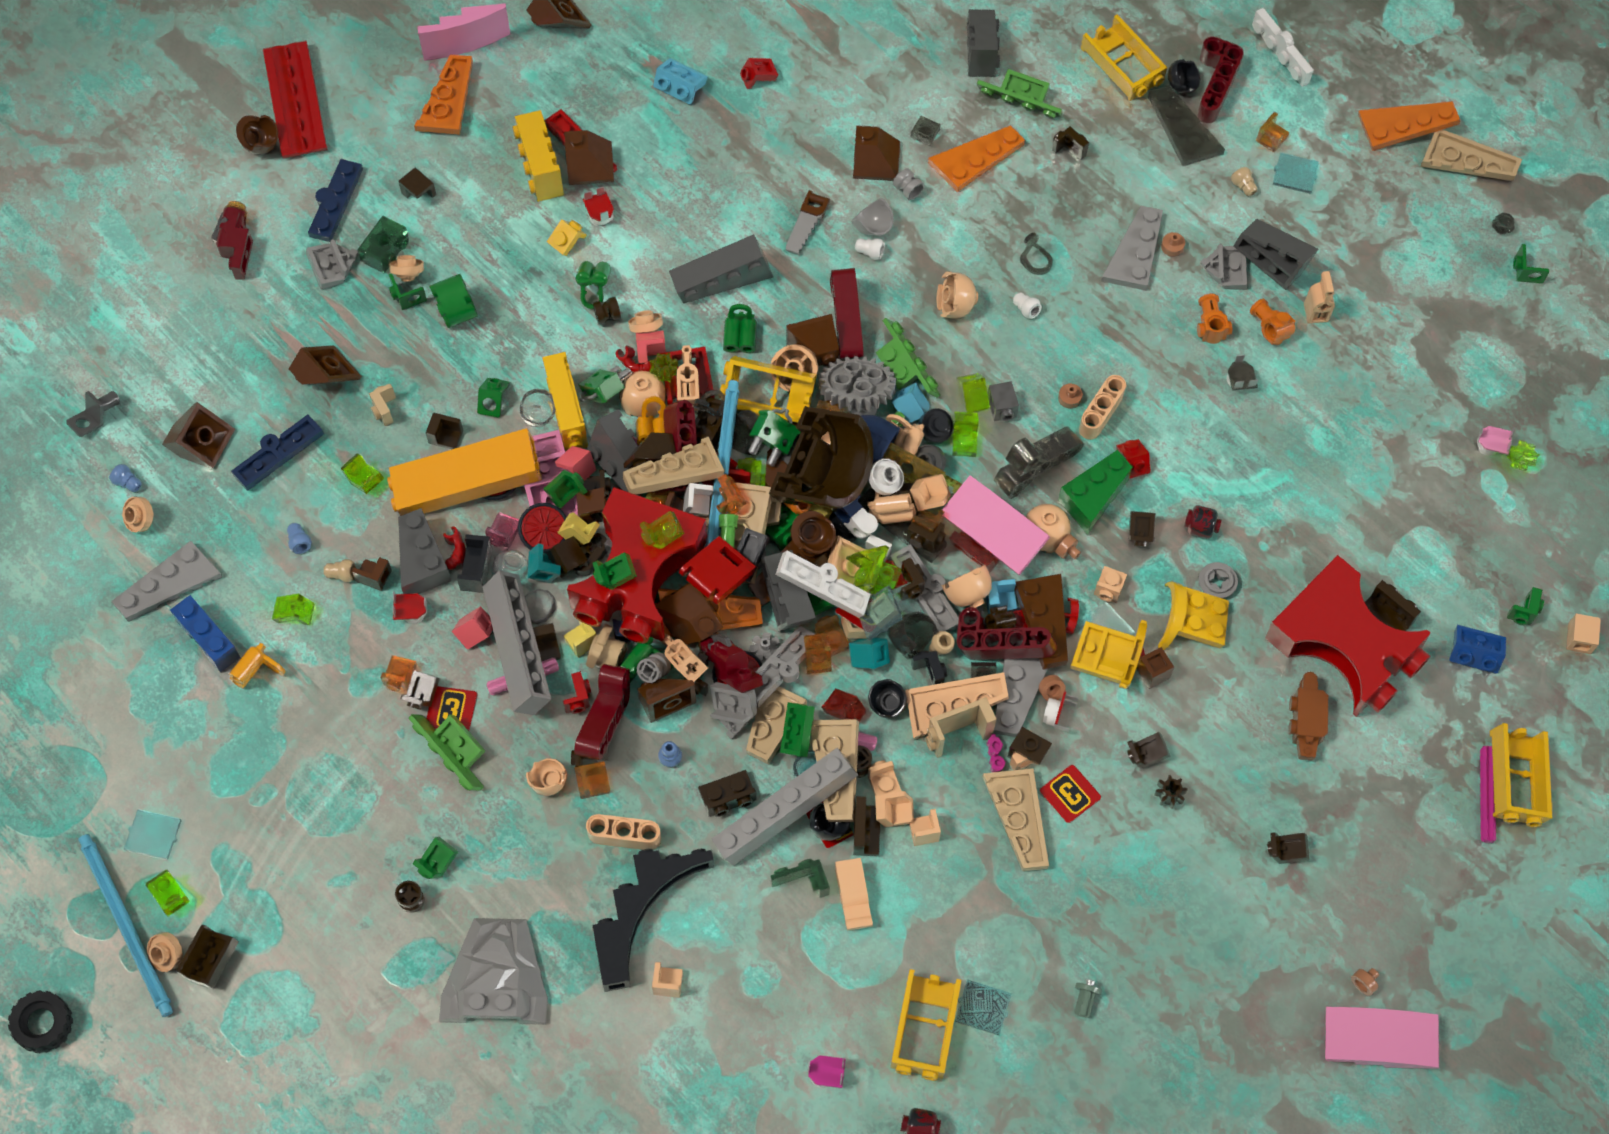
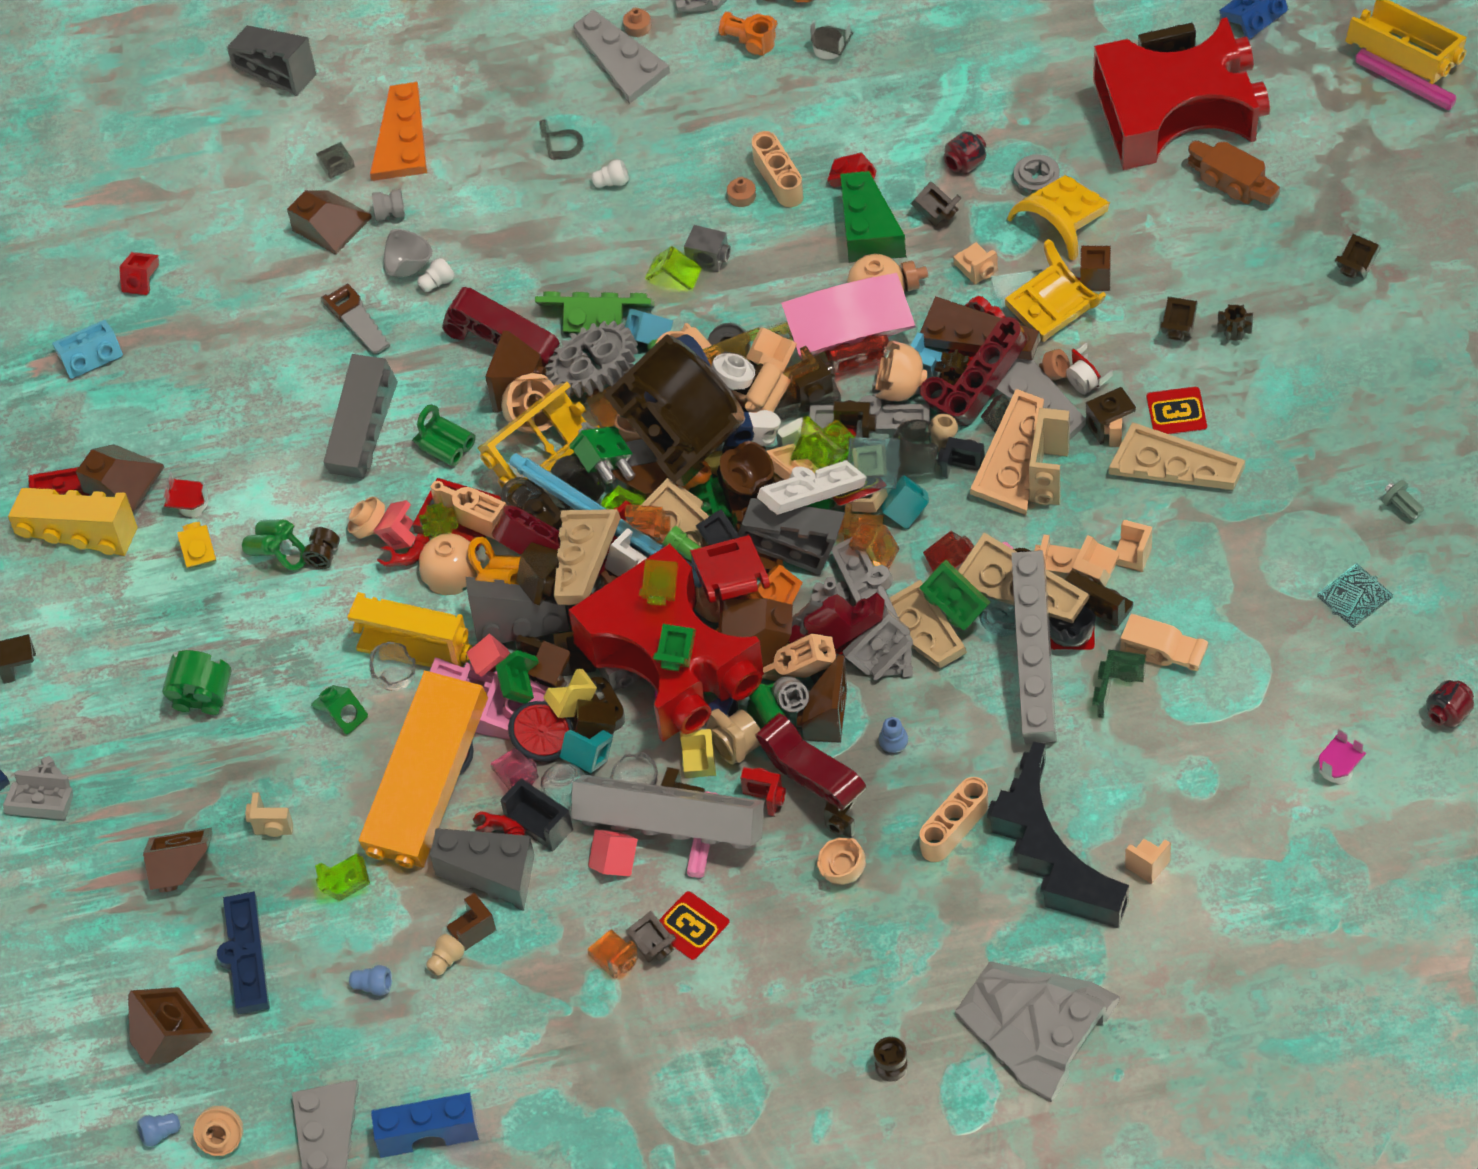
camera: 50 degrees left, 10 degrees down
(93, 412) = (43, 1123): dark grey bracket -> none
(250, 663) = (499, 1094): light orange piece -> none
(293, 608) = (457, 1024): clear neon green bracket -> none
(384, 233) = (68, 739): clear green brick -> none
(403, 298) = (140, 739): green bracket -> none
(406, 267) = (112, 714): light nougat plate -> none
(409, 607) = (542, 903): red piece -> none
(435, 859) = (863, 1012): green bracket -> none
(444, 431) = (348, 773): dark brown panel -> none
(454, 745) = (741, 932): bright green bracket -> none
(592, 780) = (871, 824): clear orange panel -> none
(603, 384) = (417, 585): green piece -> none
(727, 794) = (973, 705): dark brown bracket -> none
(887, 698) = (970, 508): black hair -> none
(934, 993) = (1323, 619): yellow door -> none
(937, 425) = (693, 313): black plate -> none
(956, 295) = (554, 226): light nougat cylinder -> none
(965, 434) = (716, 301): clear neon green slope -> none
(994, 747) = (1088, 450): dark pink piece -> none
(1022, 89) = (359, 52): bright green bracket -> none
(1031, 459) = (798, 250): clear smoke beam -> none
(1073, 141) = (455, 42): dark brown bracket -> none

